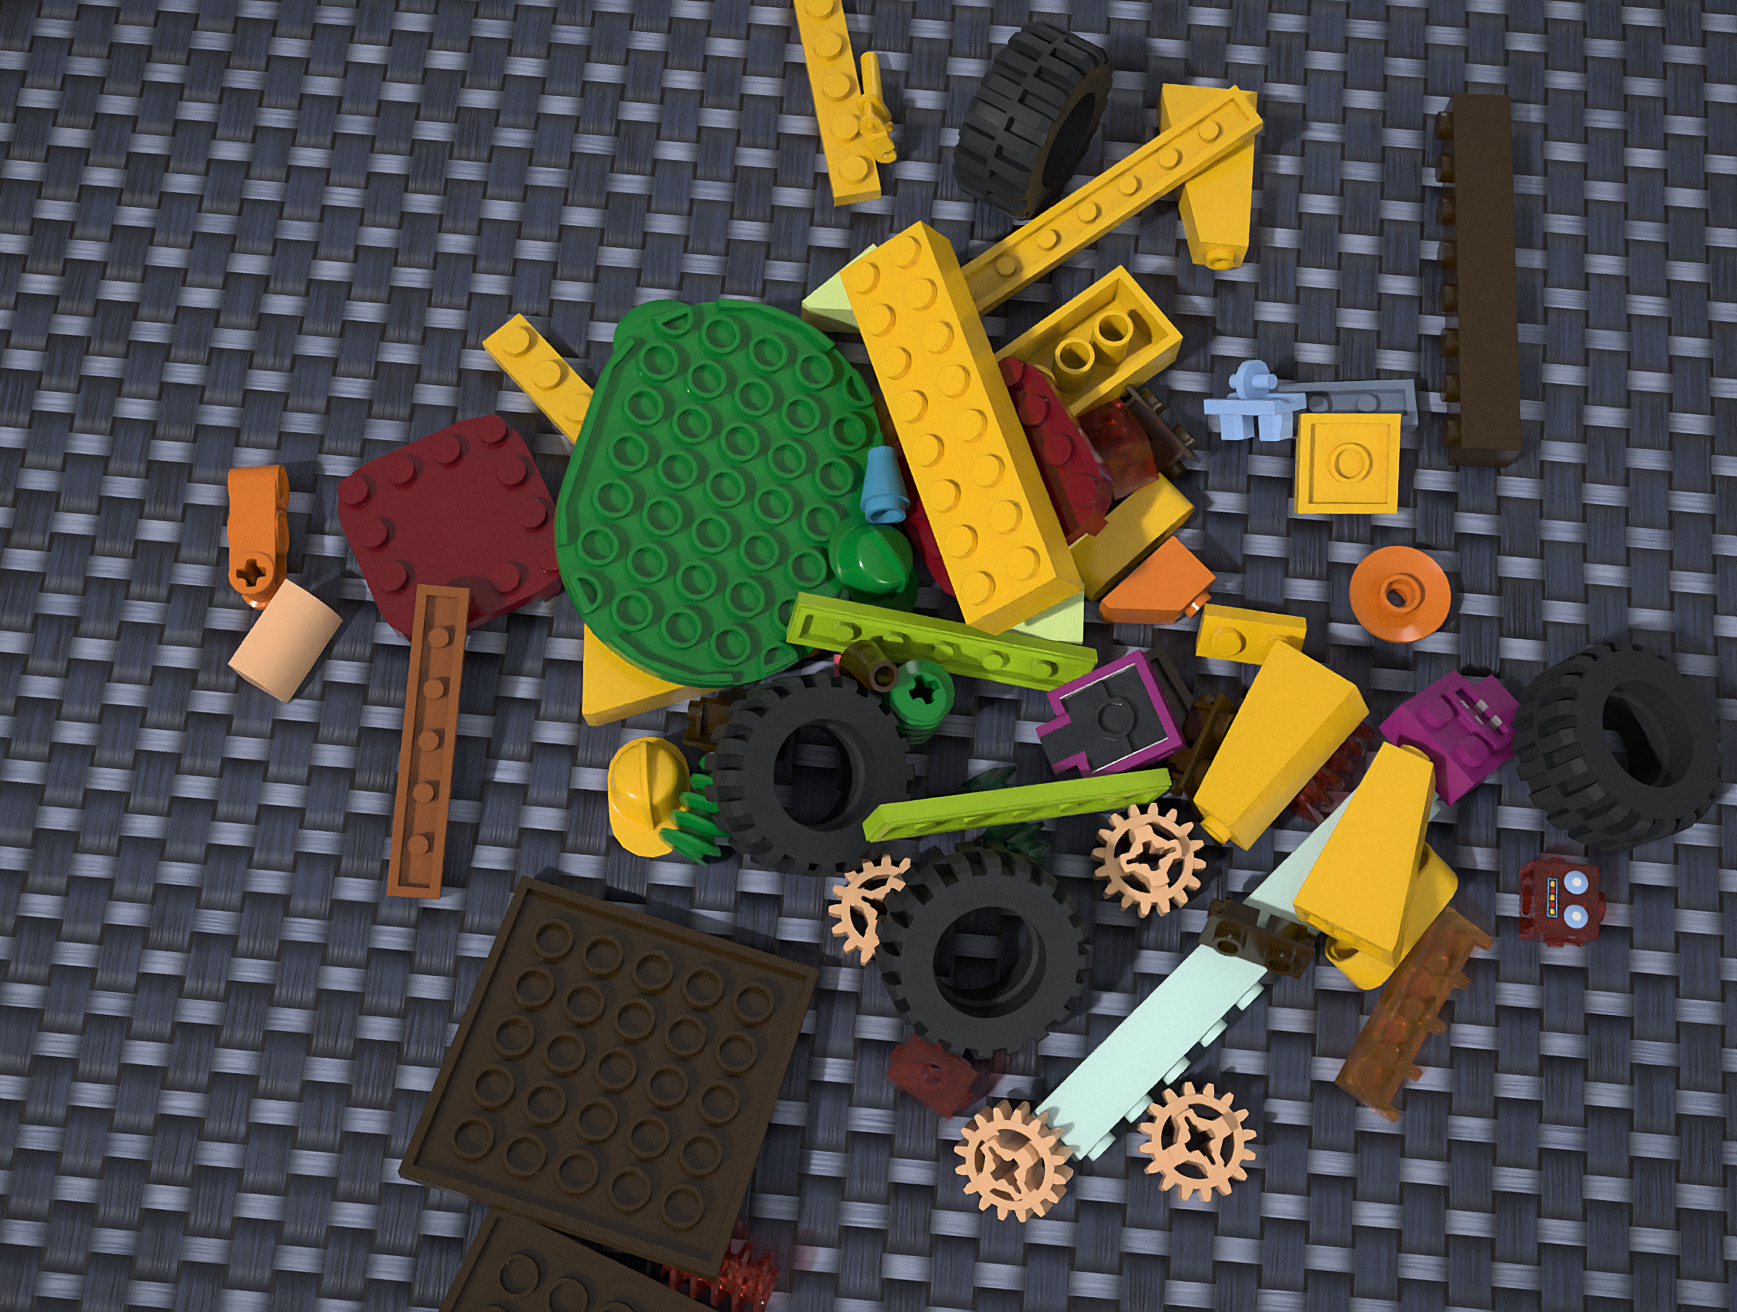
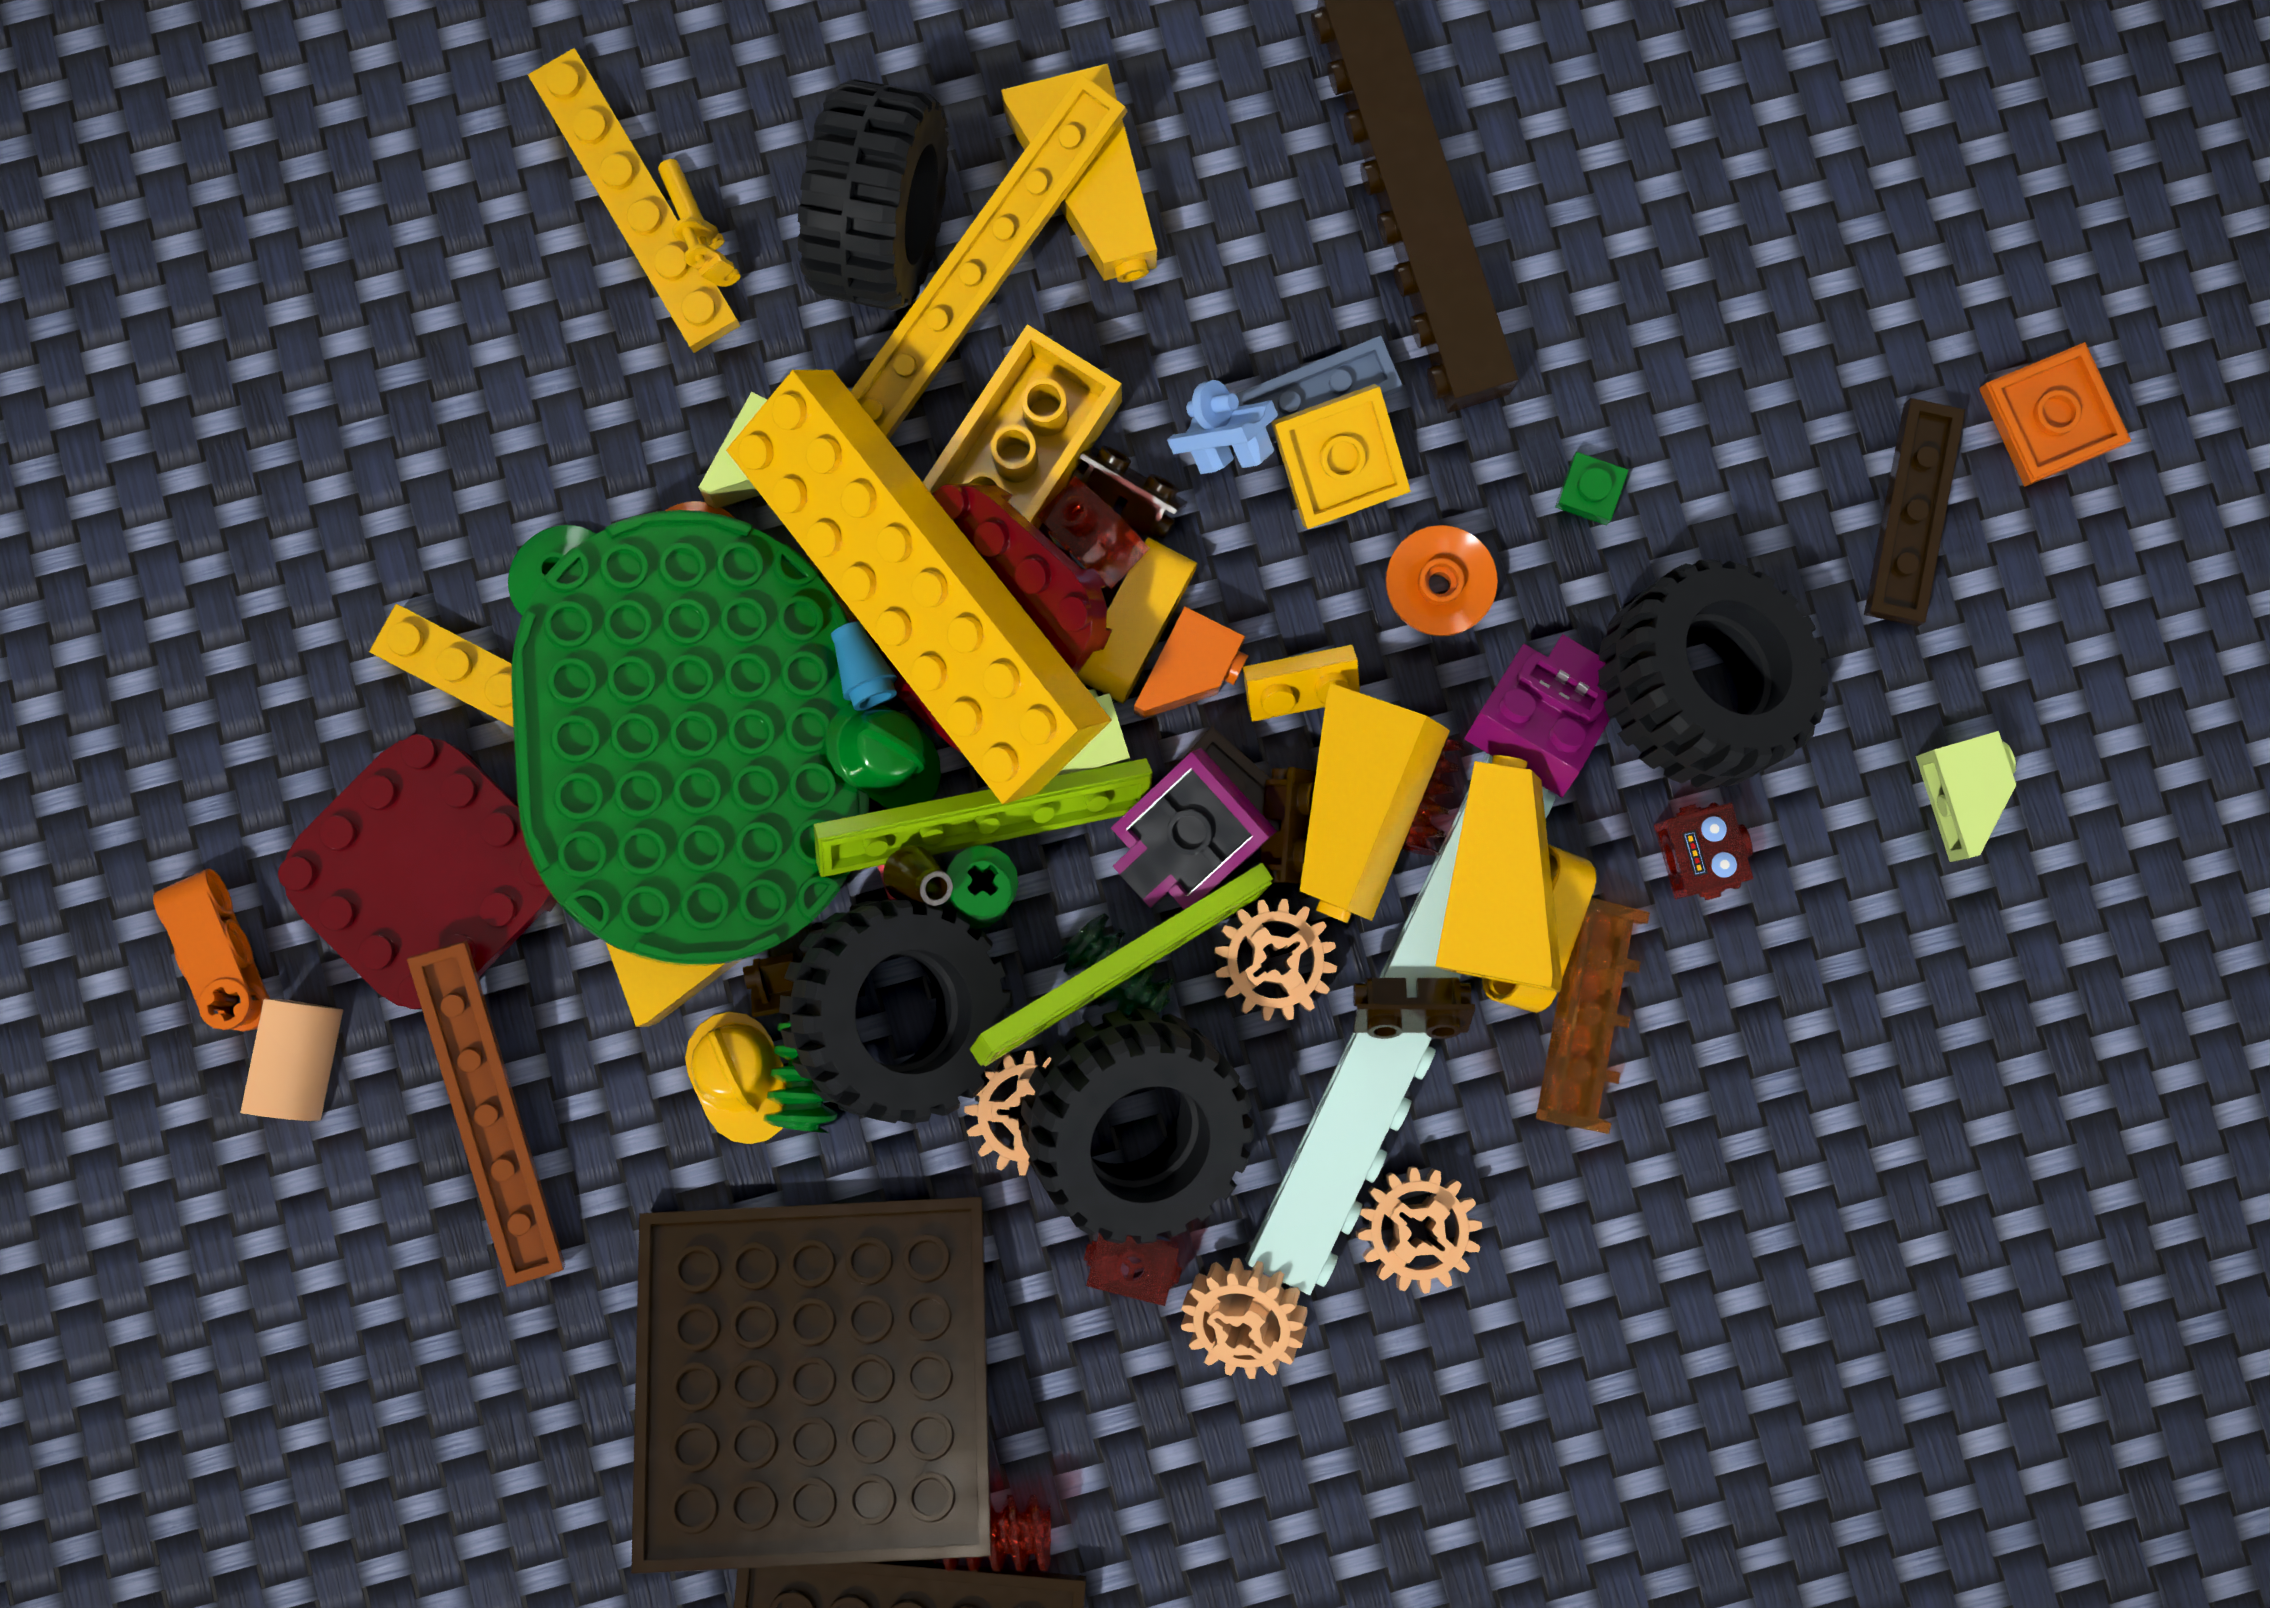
camera: 20 degrees left, 10 degrees up
(1554, 566) = (1591, 488): none -> green plate

